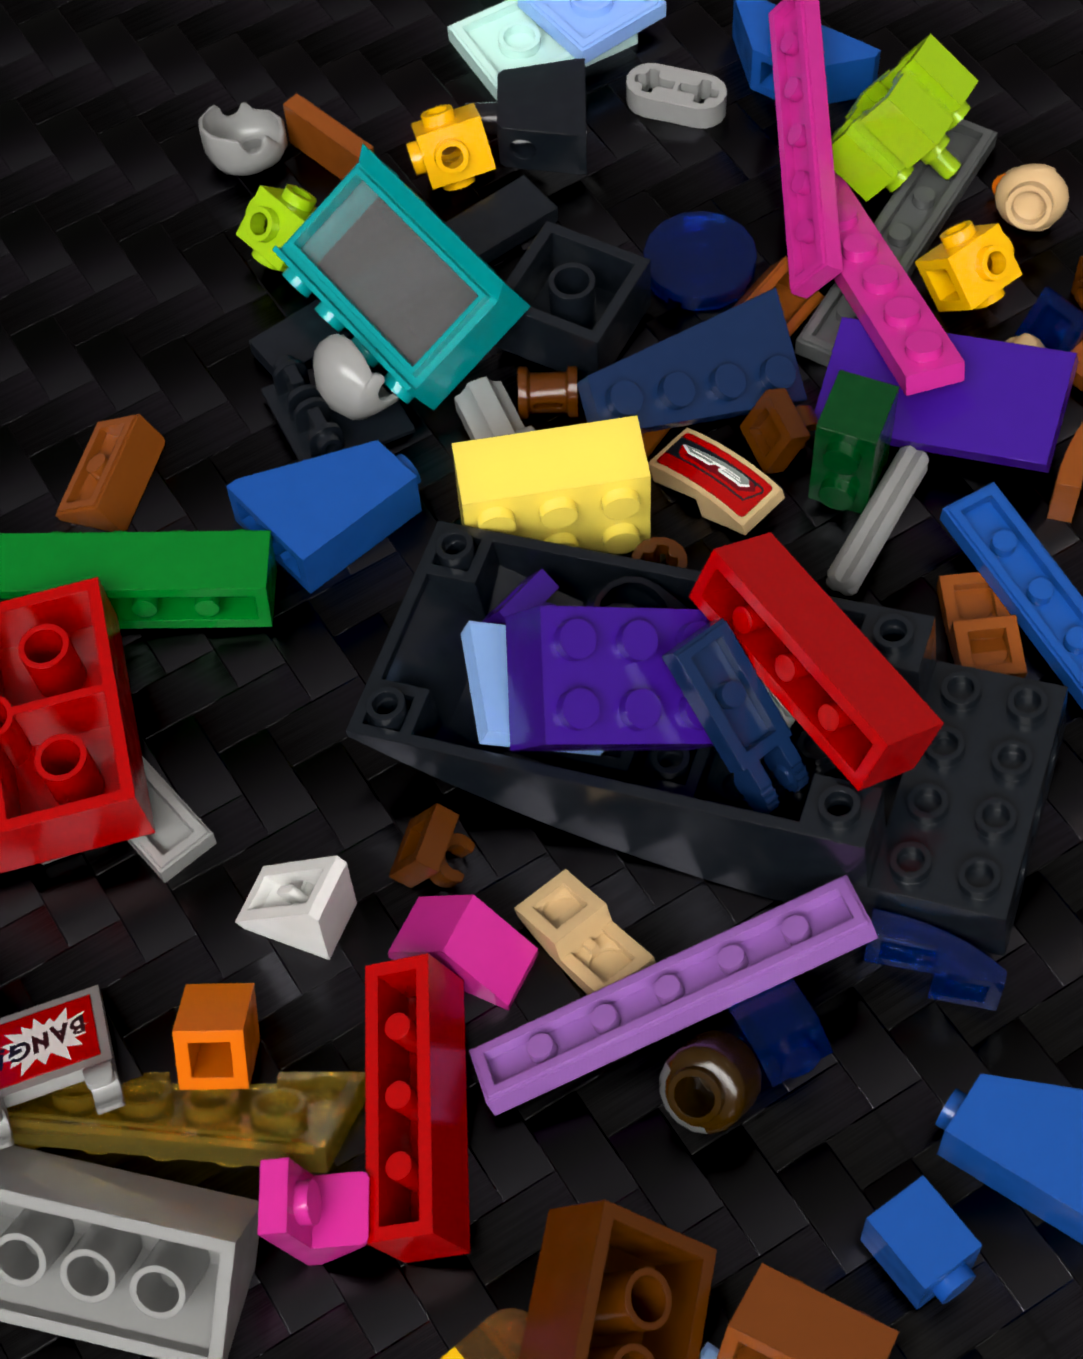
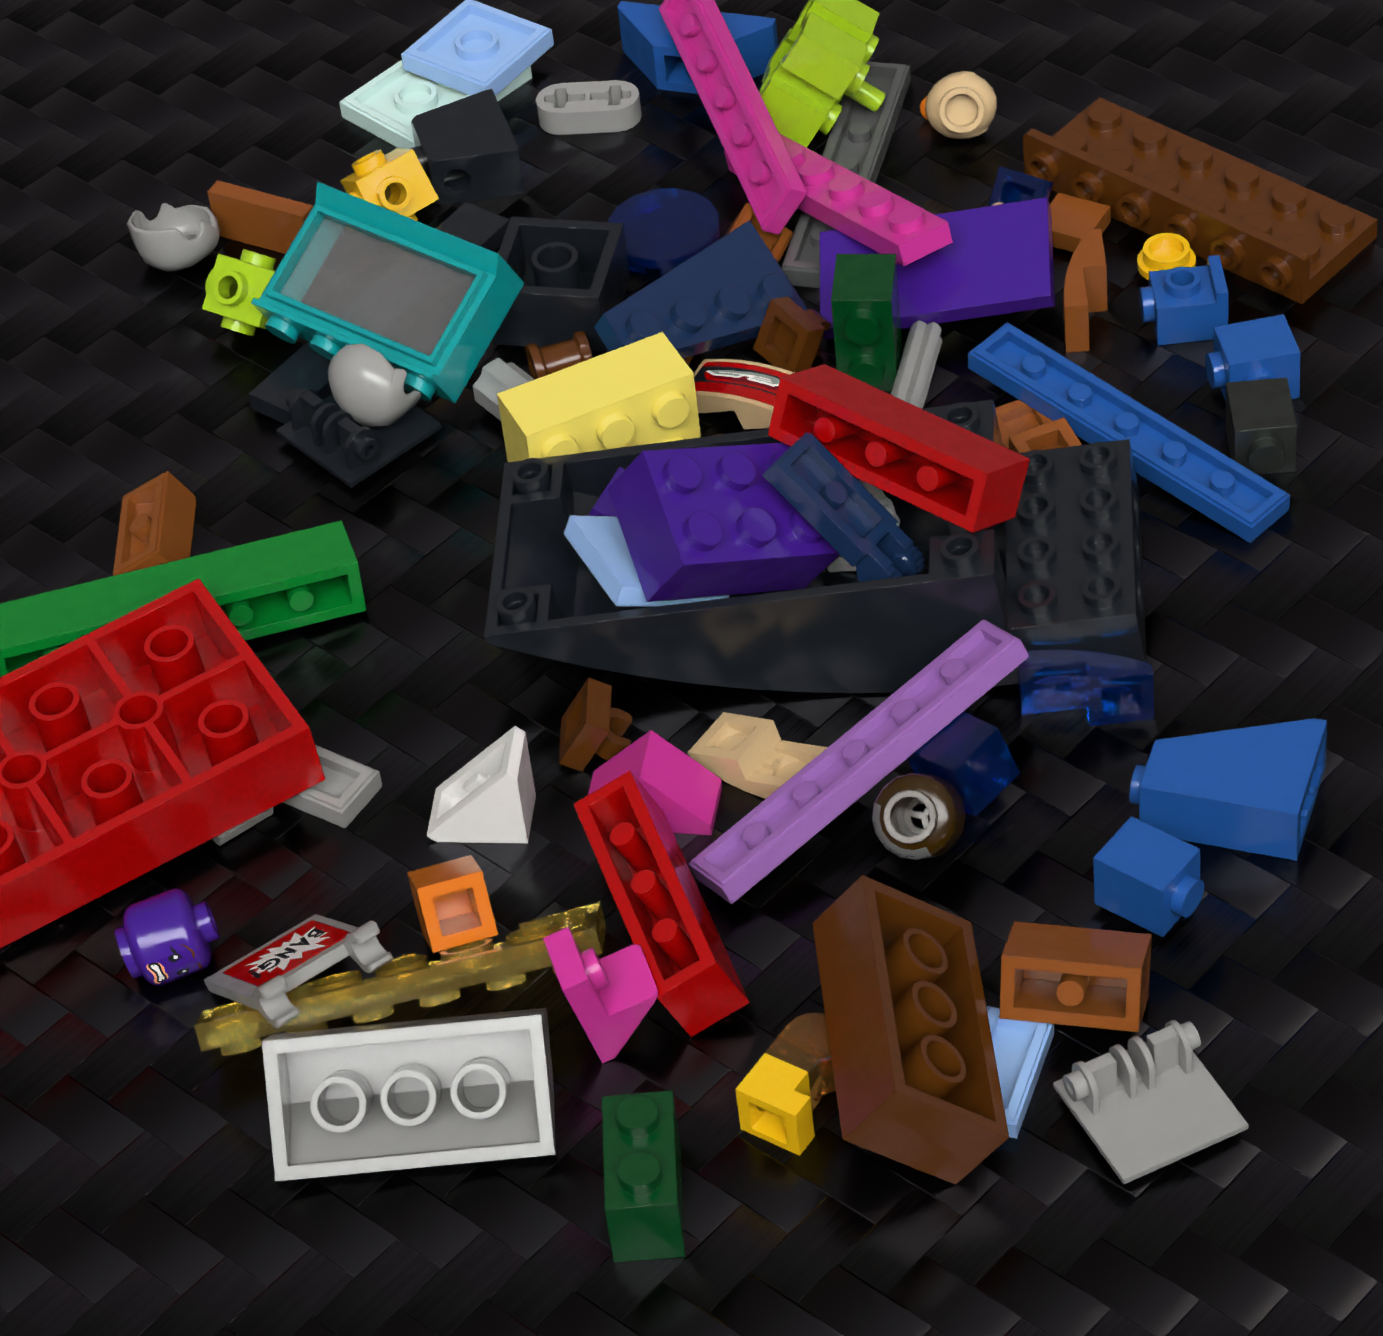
camera: 15 degrees left, 15 degrees down
(328, 507) = (387, 498): blue slope -> none
(969, 267) = (930, 161): yellow brick -> none

